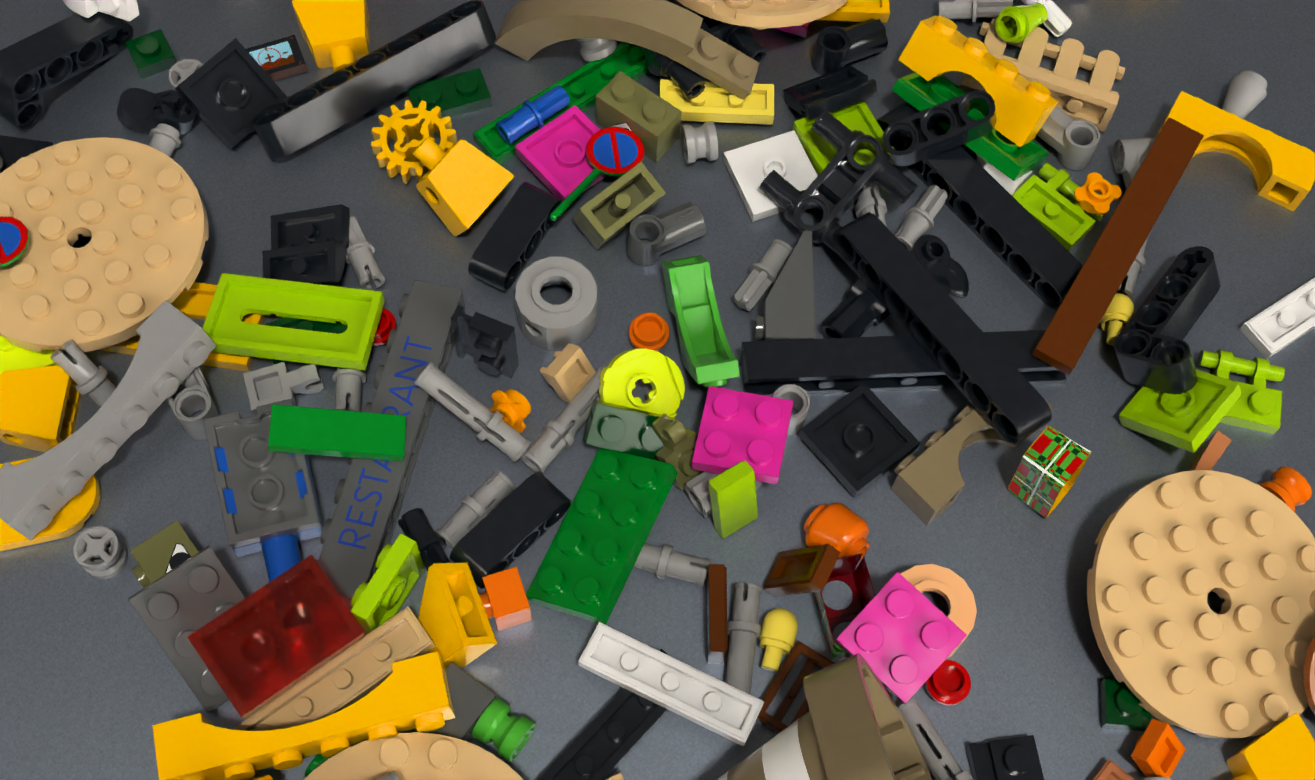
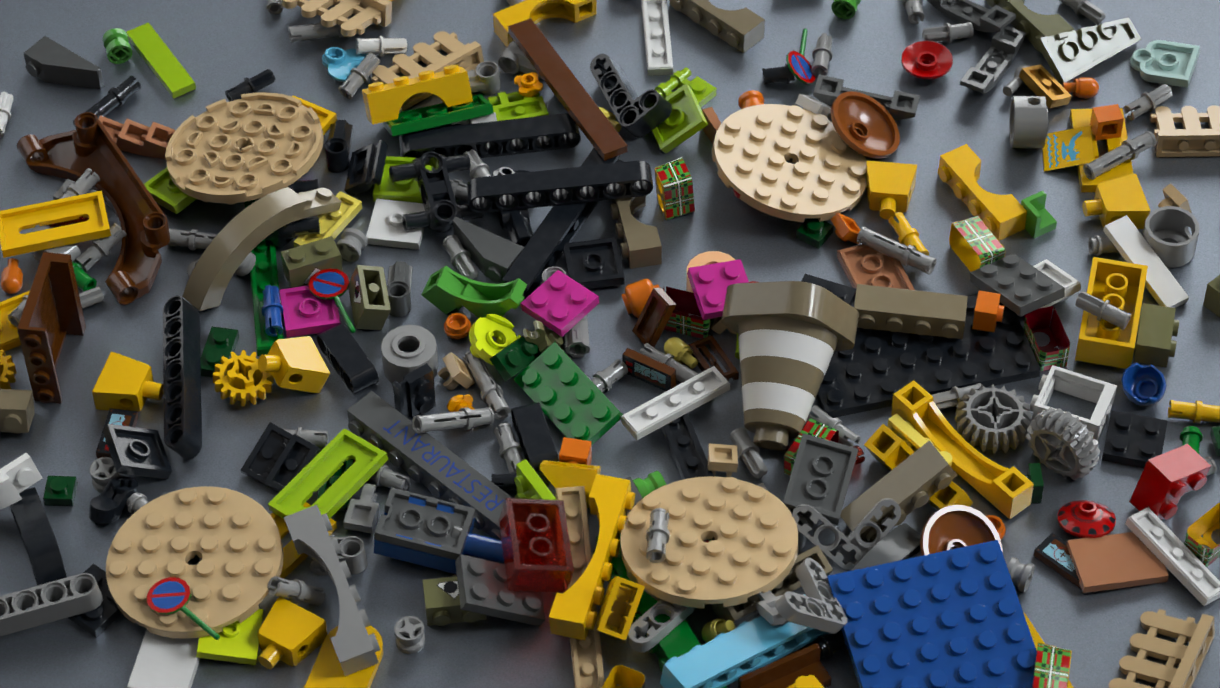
camera: 55 degrees left, 15 degrees down
(337, 433) = (428, 475): green tile -> none
(733, 499) = (593, 326): lime tile -> none
(953, 113) = (442, 112): black beam -> none
(1019, 21) = (390, 59): lime cone -> none

